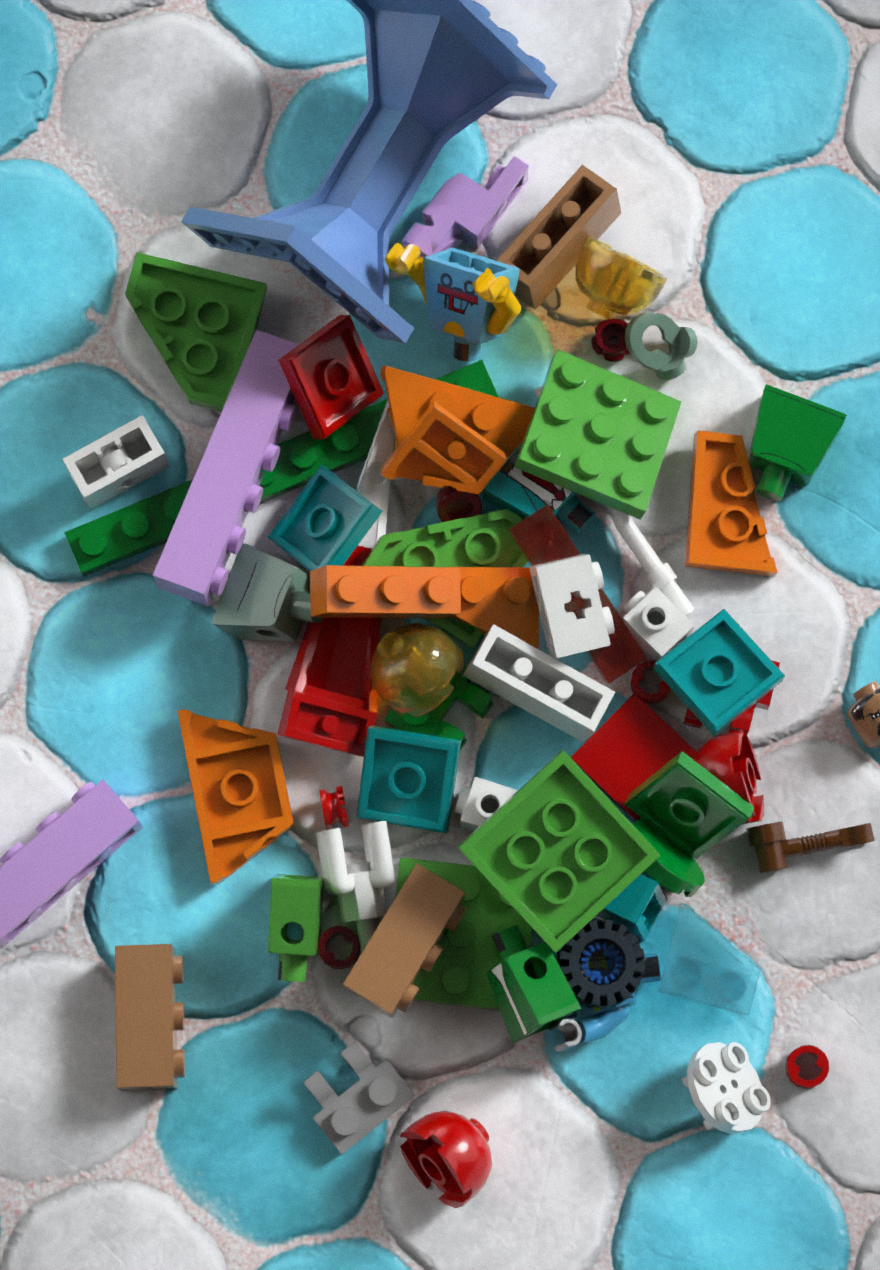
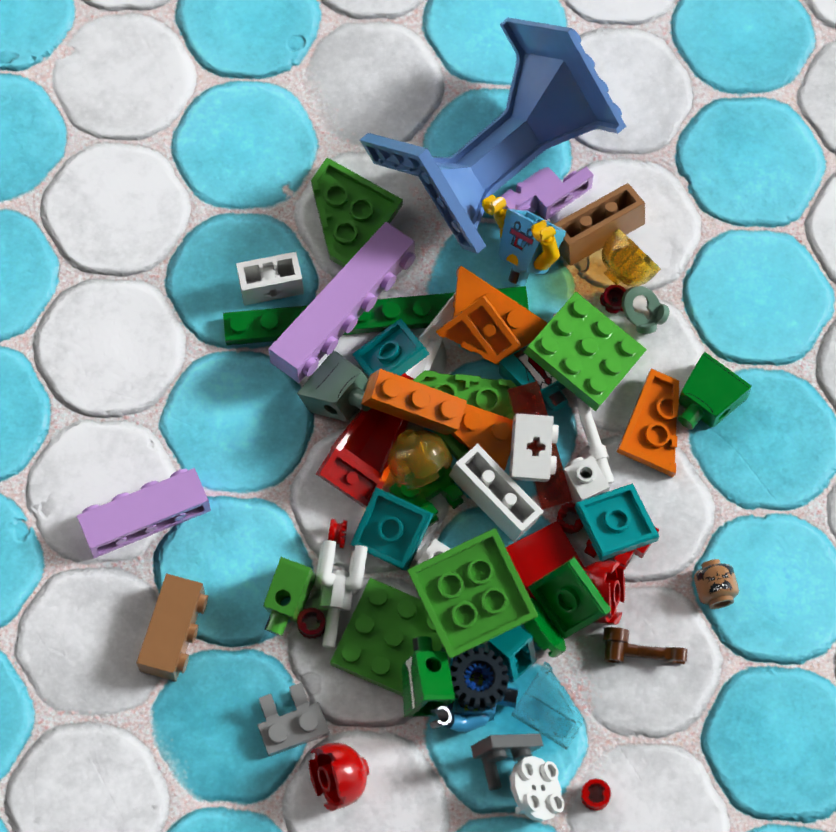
camera: 15 degrees right, 10 degrees down
(235, 790) = (278, 504): orange wing -> none
(331, 376) = (424, 265): red tile -> none
(406, 941) = (355, 627): medium nougat brick -> none
(457, 504) = (481, 367): dark red tile -> none
(657, 1052) = (499, 747): none -> dark grey plate

